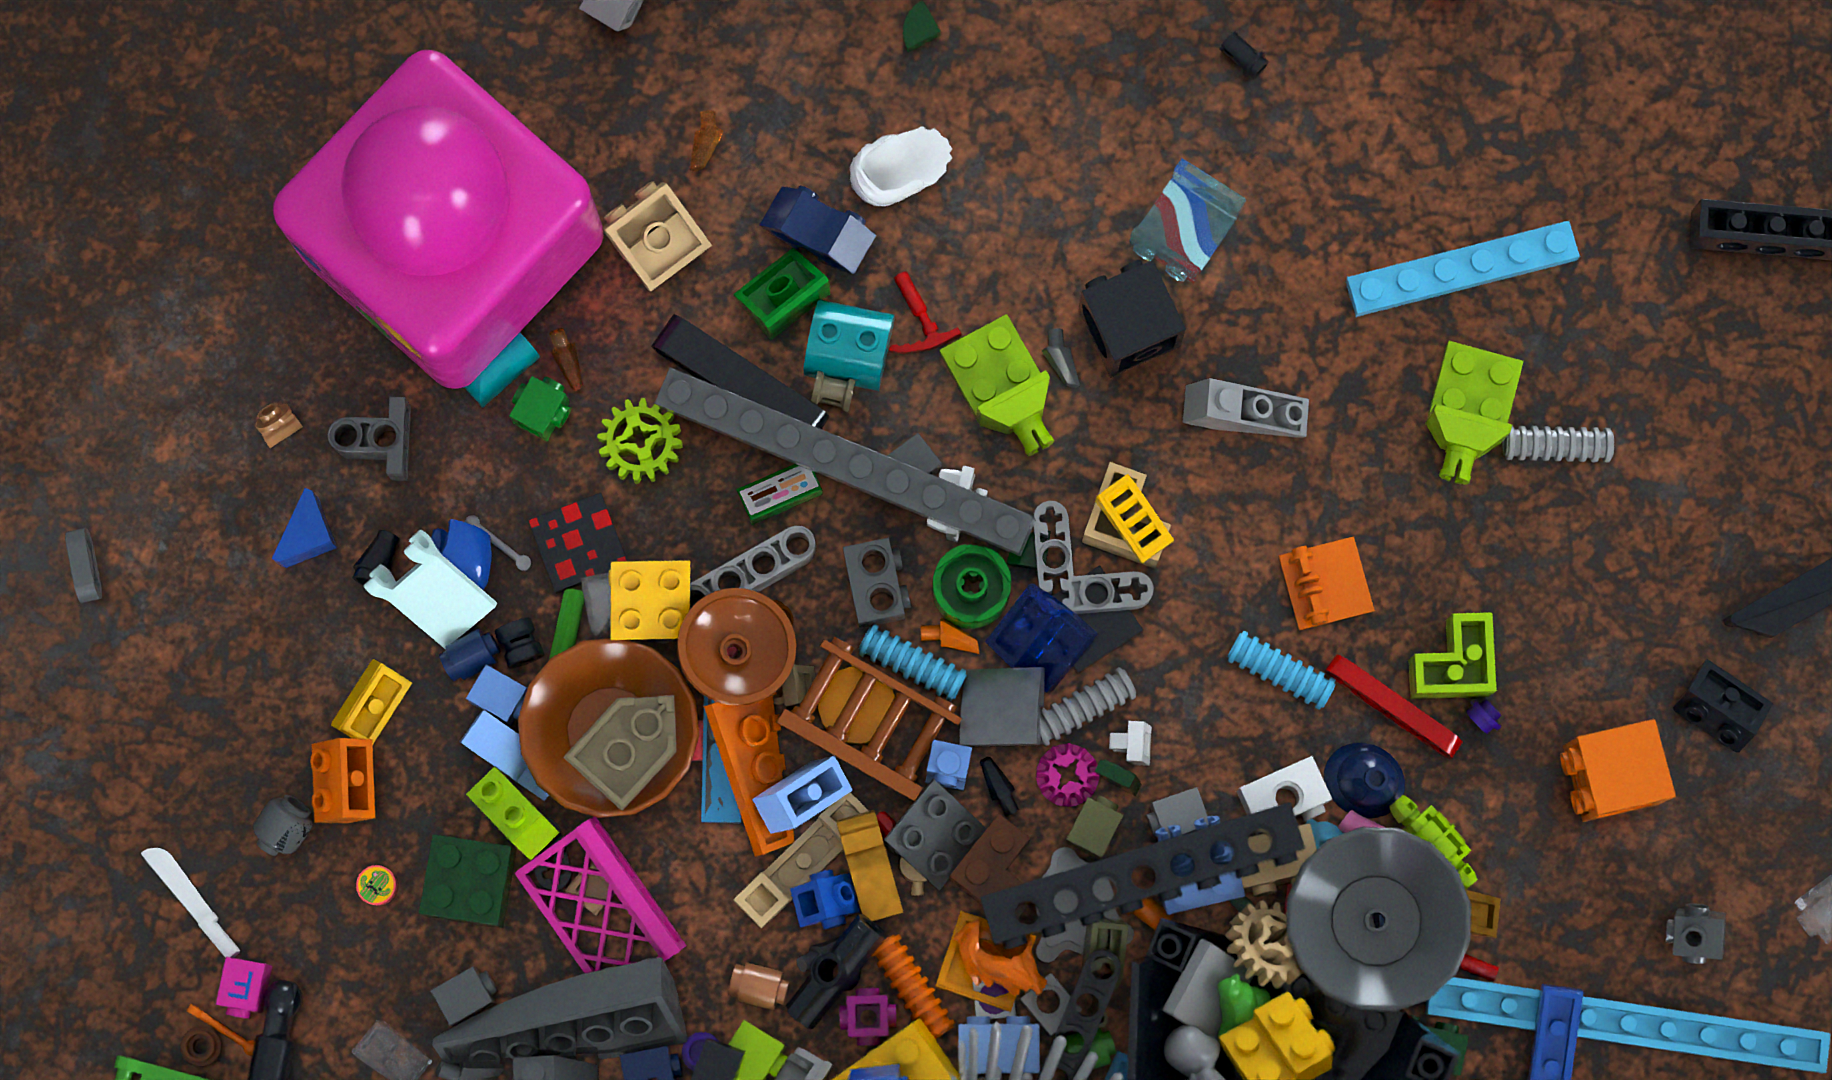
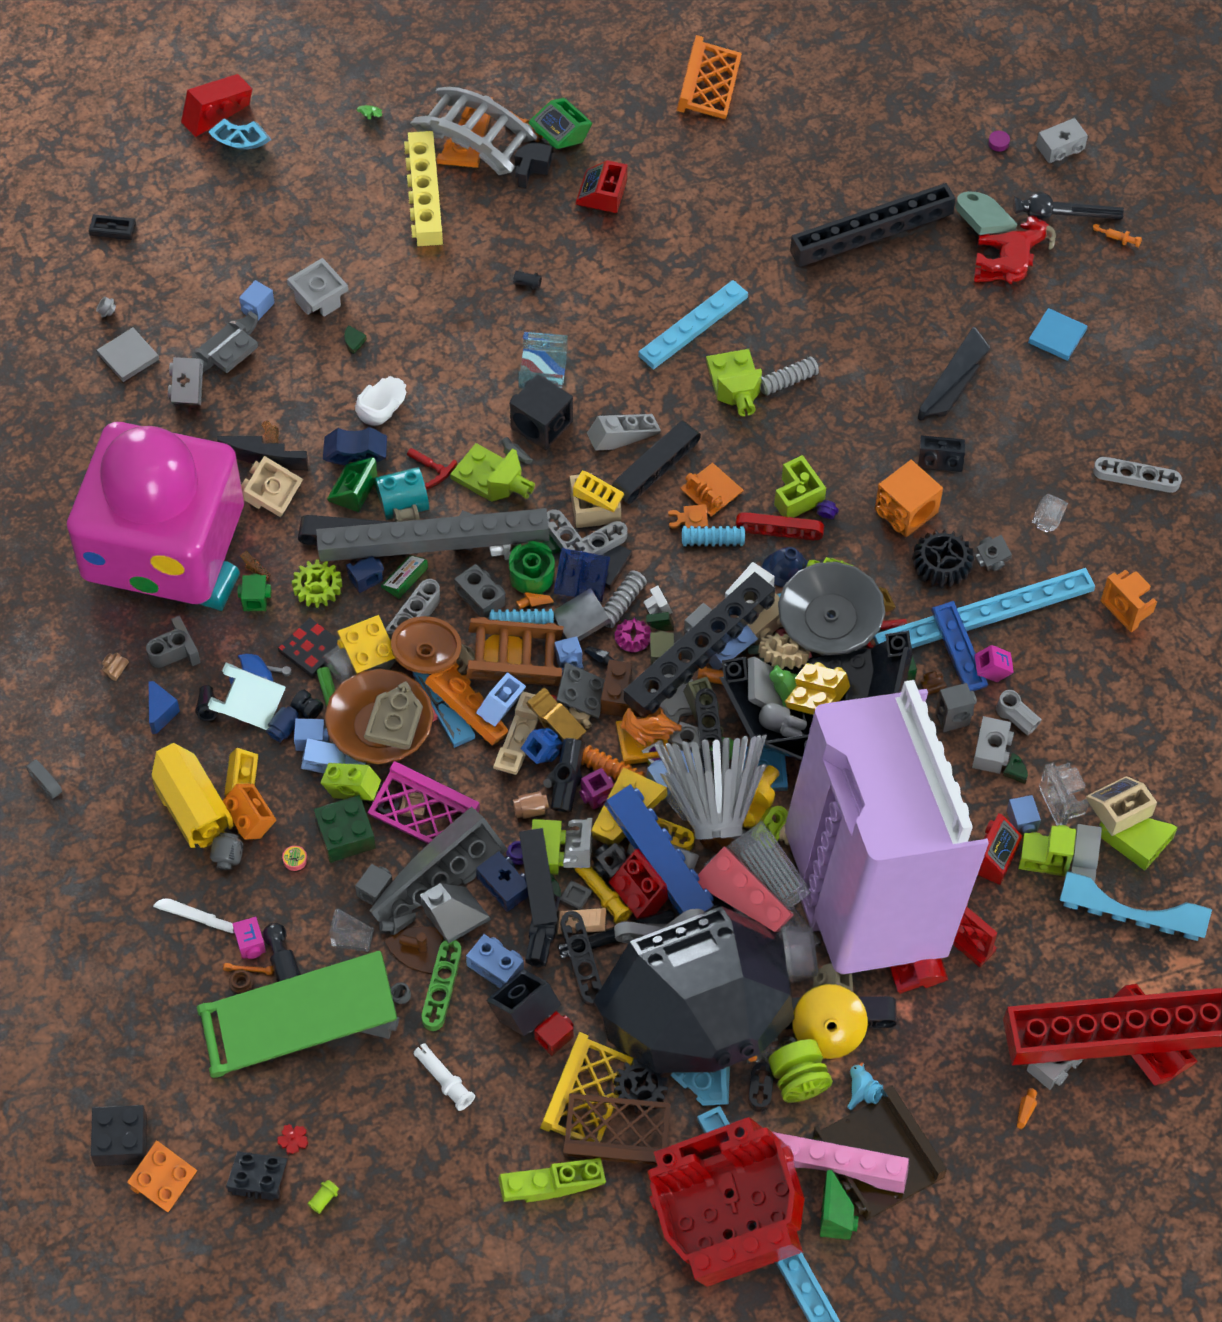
camera: 30 degrees left, 20 degrees down
(269, 713) = (189, 795): none -> yellow brick
(667, 157) = (253, 449): none -> black slope
(721, 460) = (365, 573): none -> dark blue brick
(1264, 492) = (657, 461): none -> black beam
(1269, 619) = (692, 516): none -> orange plate
(1627, 910) = (932, 550): none -> black gear

